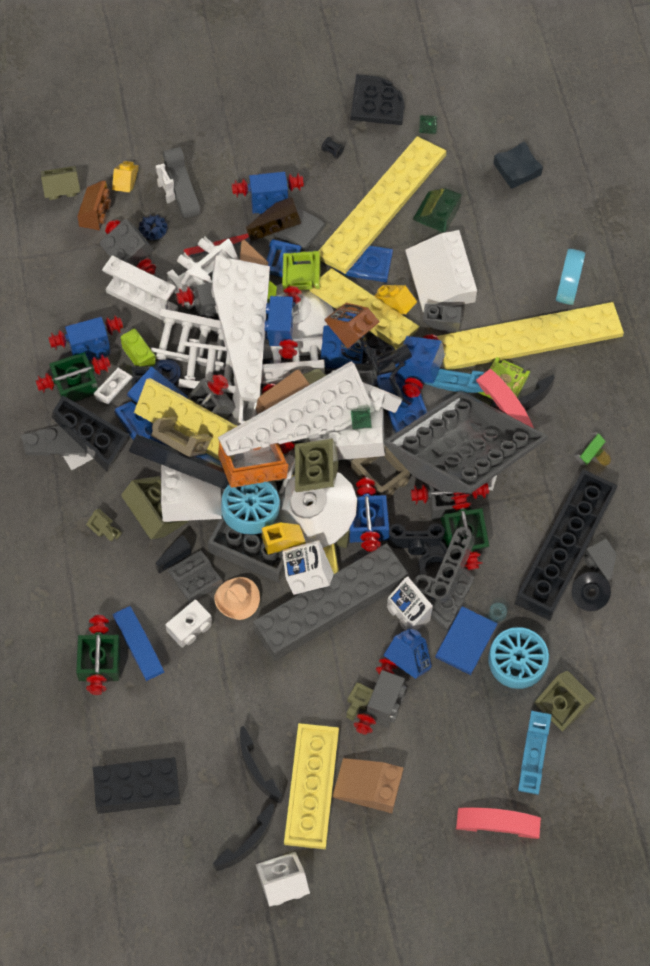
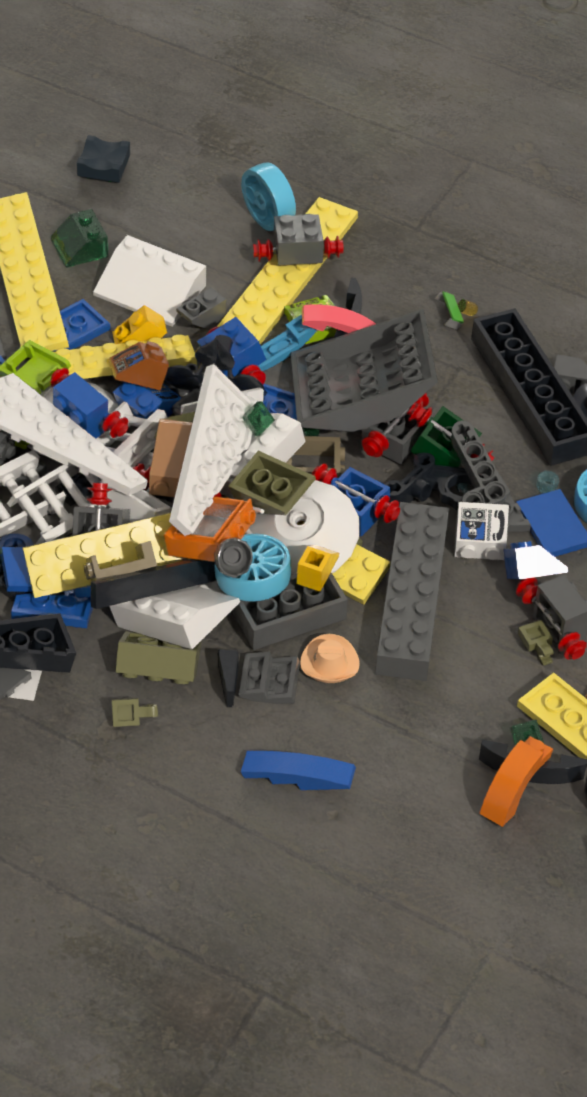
camera: 50 degrees left, 15 degrees down
(98, 656) = (282, 808): dark green brick -> none
(136, 785) = (457, 875): black brick -> none
(189, 624) = (319, 714): white brick -> none
(230, 491) = (233, 557): none -> dark grey hair
(230, 762) = (512, 778): none -> orange arch
(278, 748) = (525, 730): none -> clear green tile
(307, 567) = (367, 570): white slope -> none
(551, 322) = (298, 241): none -> dark grey brick

